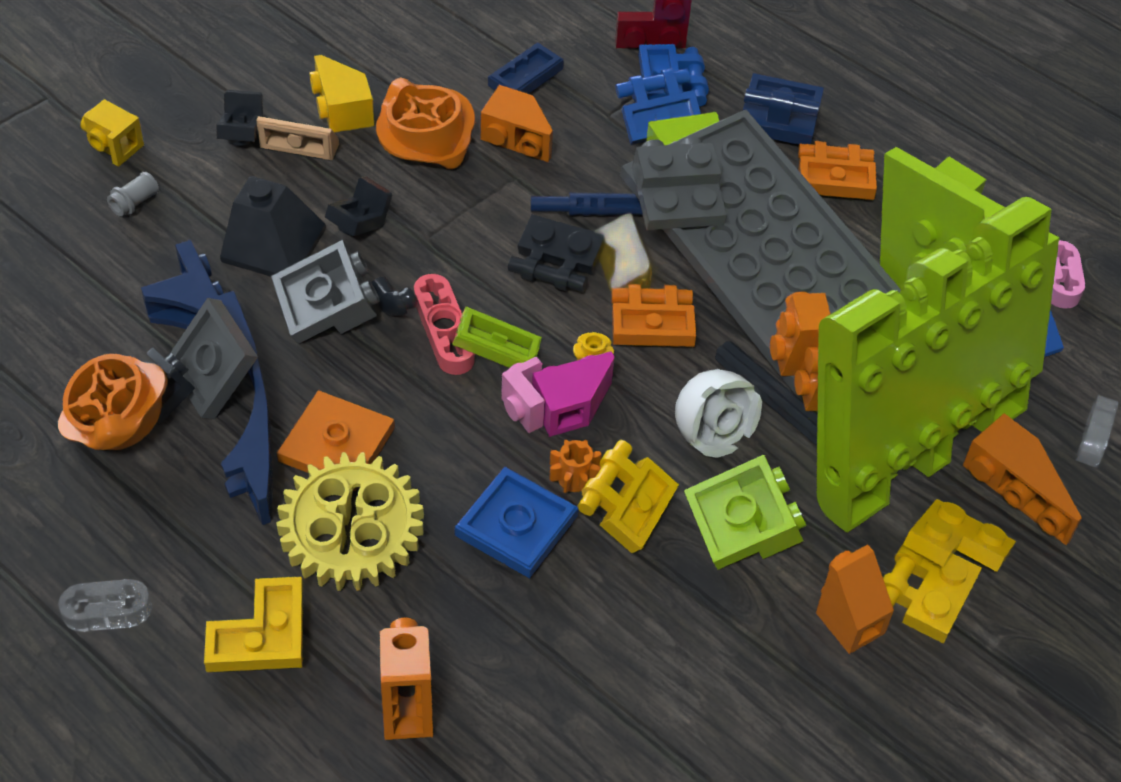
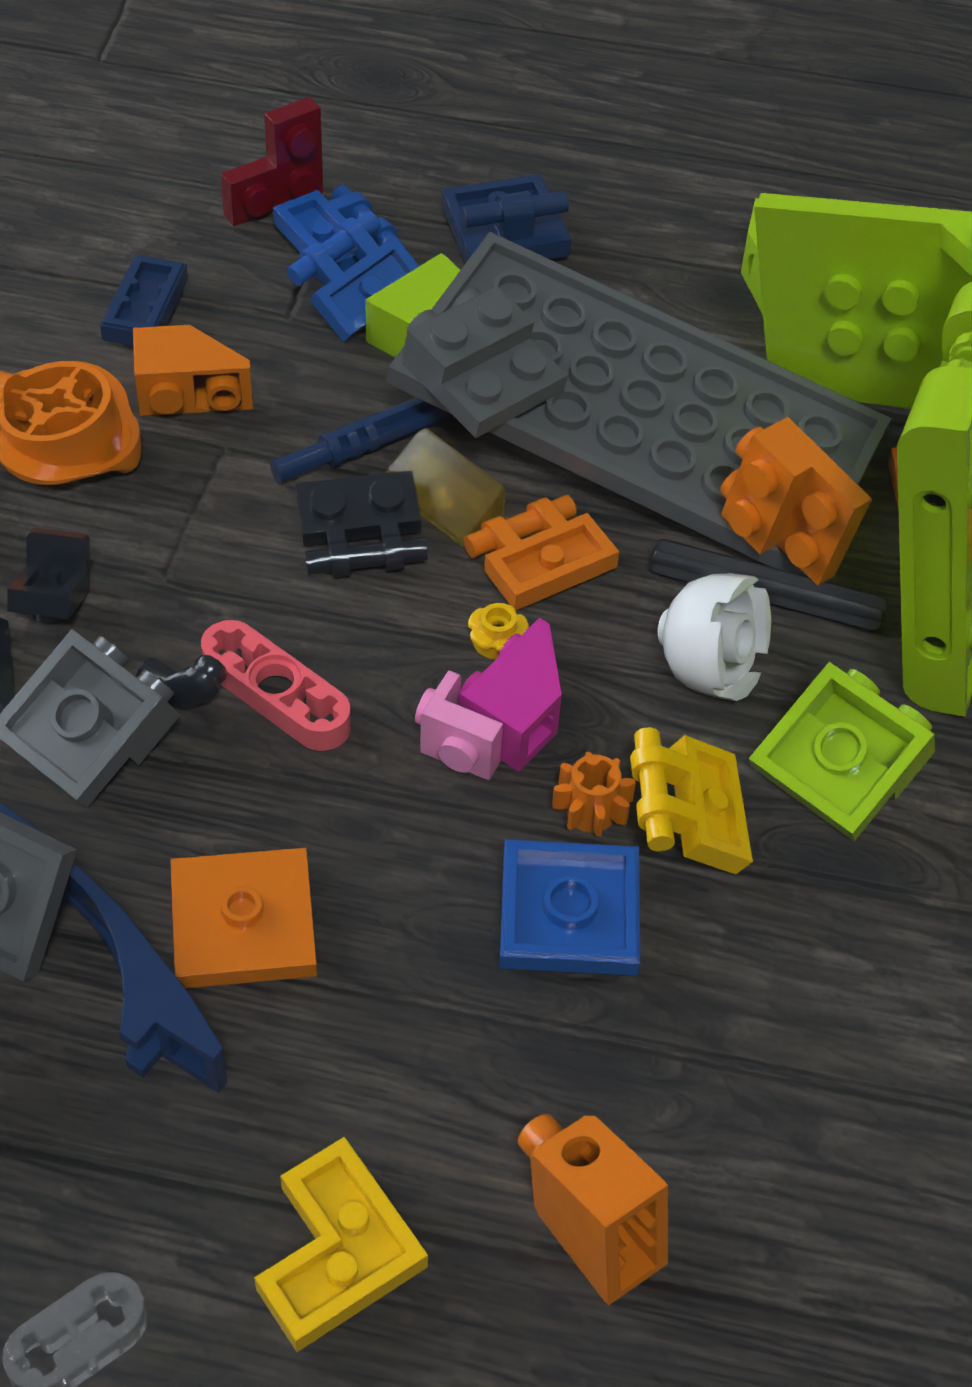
camera: 30 degrees left, 0 degrees up
(309, 516) = (291, 1039): light yellow gear -> none
(495, 345) = (378, 682): lime tile -> none
(839, 170) = (633, 265): orange plate -> none

